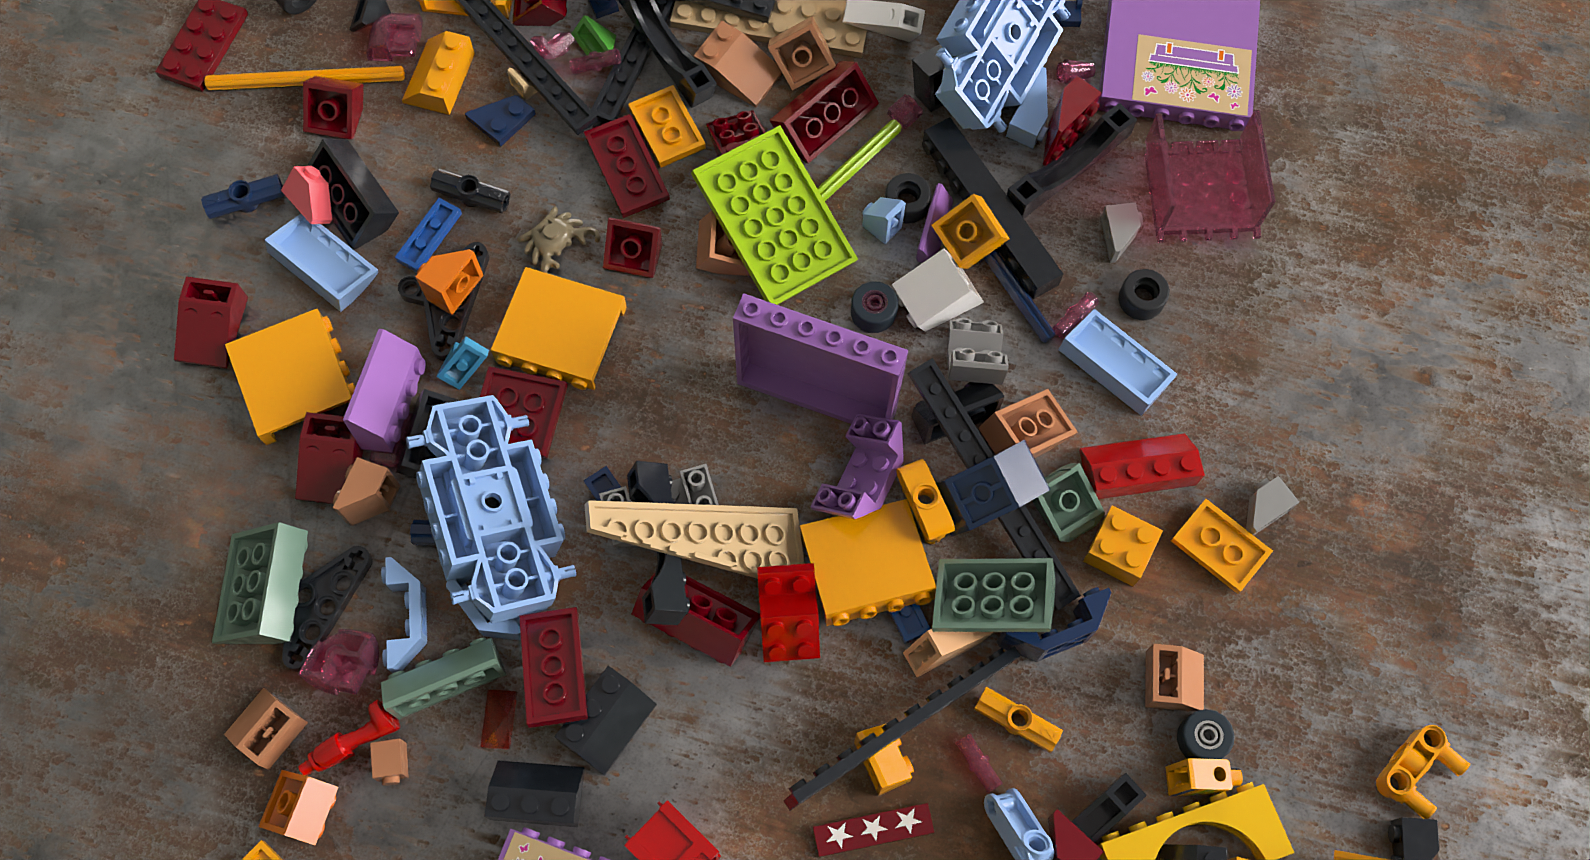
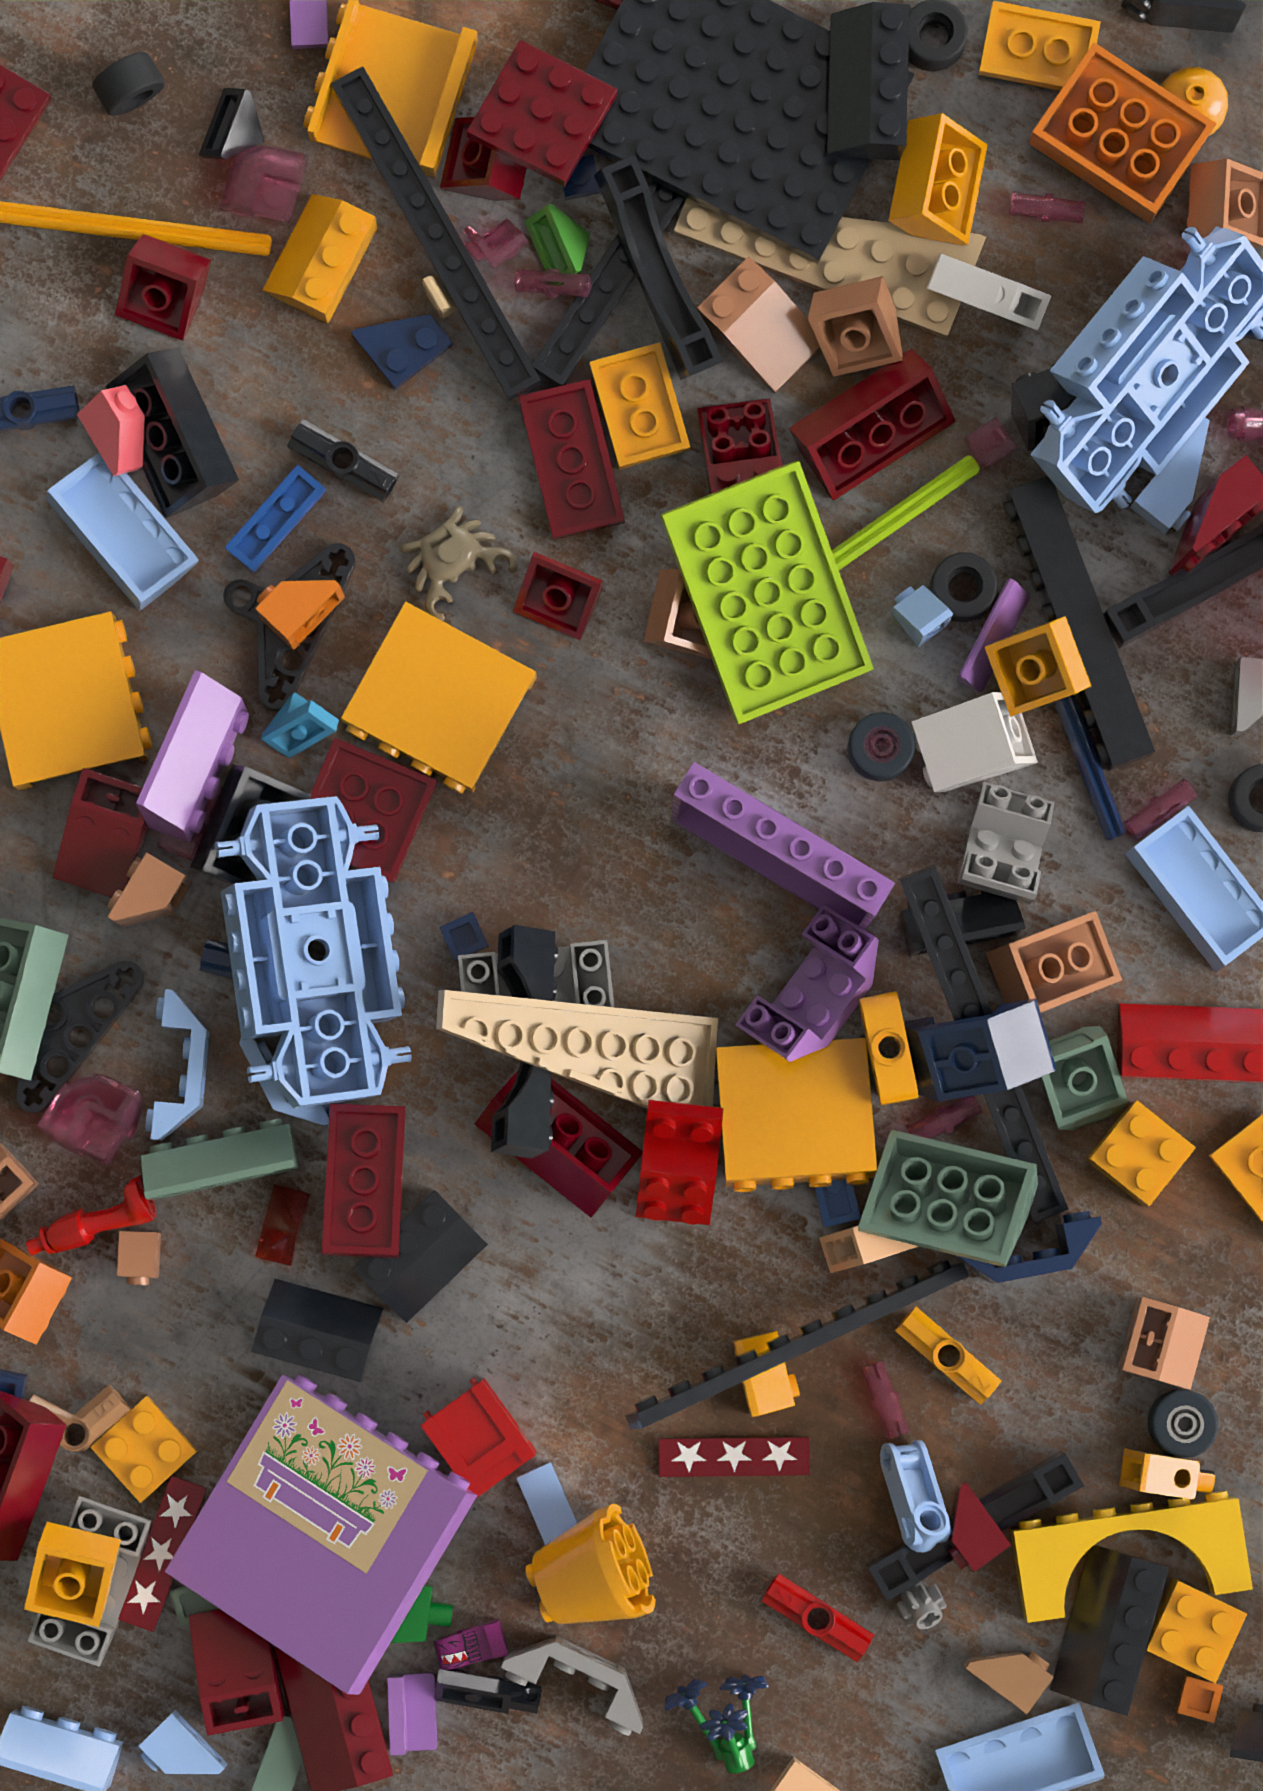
camera: 10 degrees right, 15 degrees up
(976, 548) = (946, 1118): none -> clear pink pin

